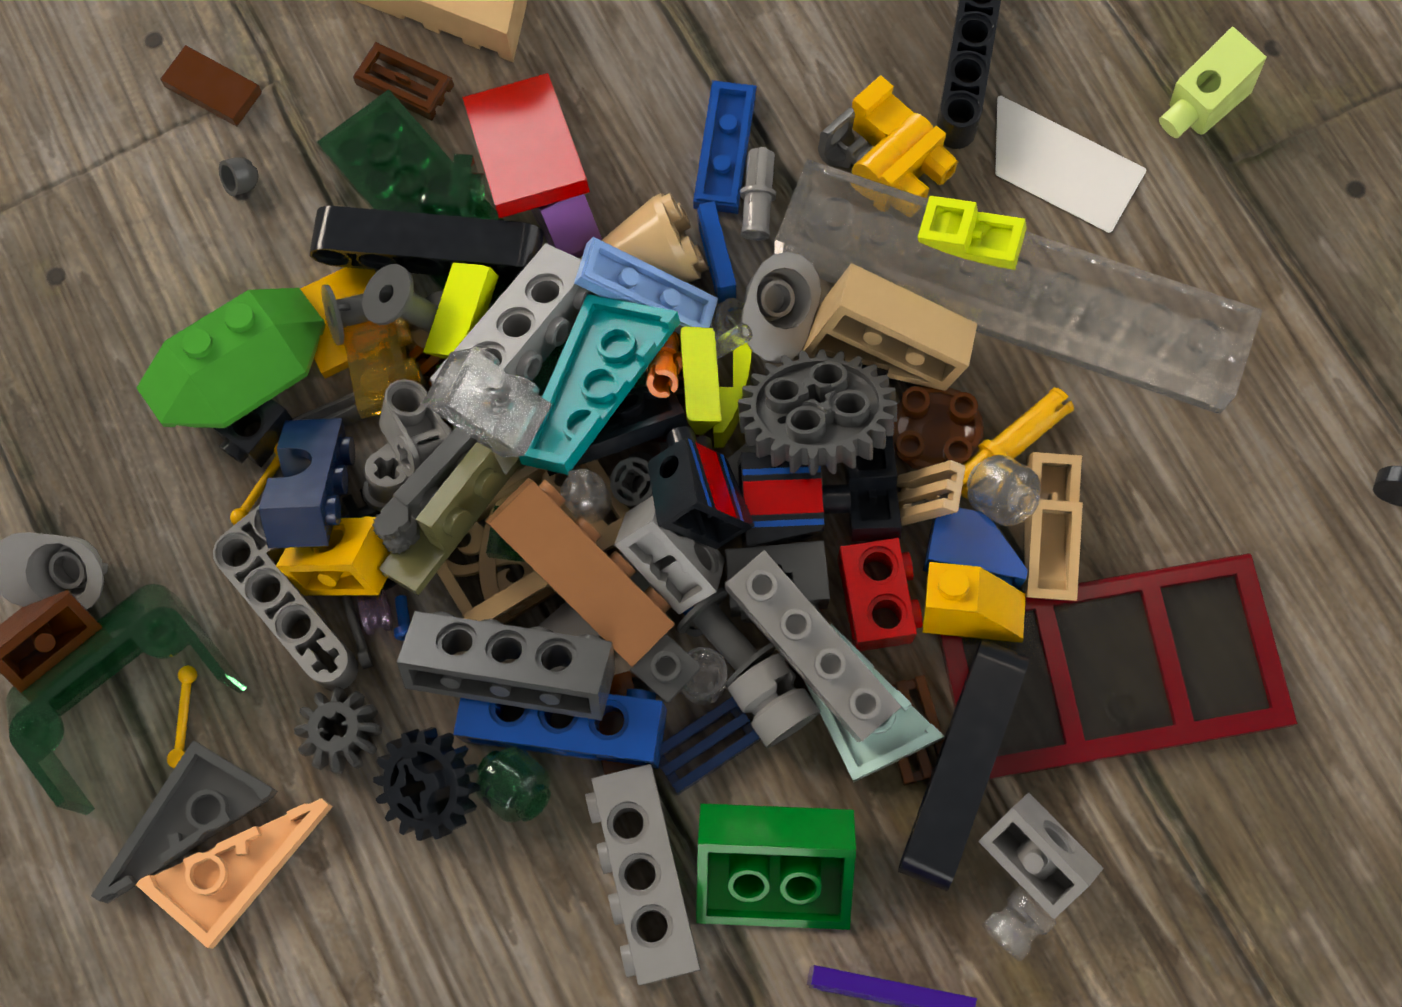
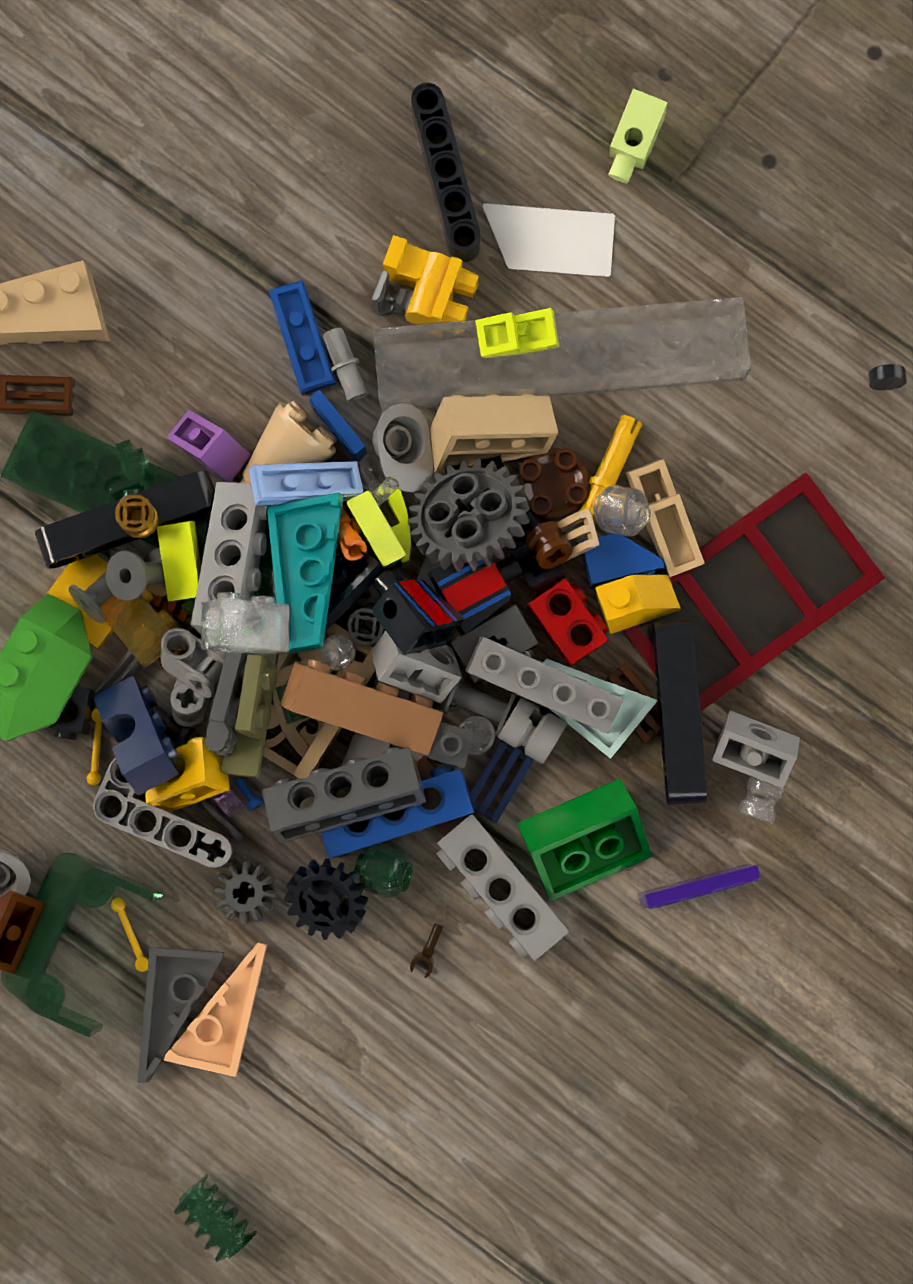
camera: 30 degrees left, 10 degrees up
(439, 246) = (142, 521): none -> pearl gold wheel
(517, 910) = (428, 950): none -> dark brown hand
(525, 145) = (159, 409): tile -> none
(896, 488) = (548, 545): none -> reddish brown wheel

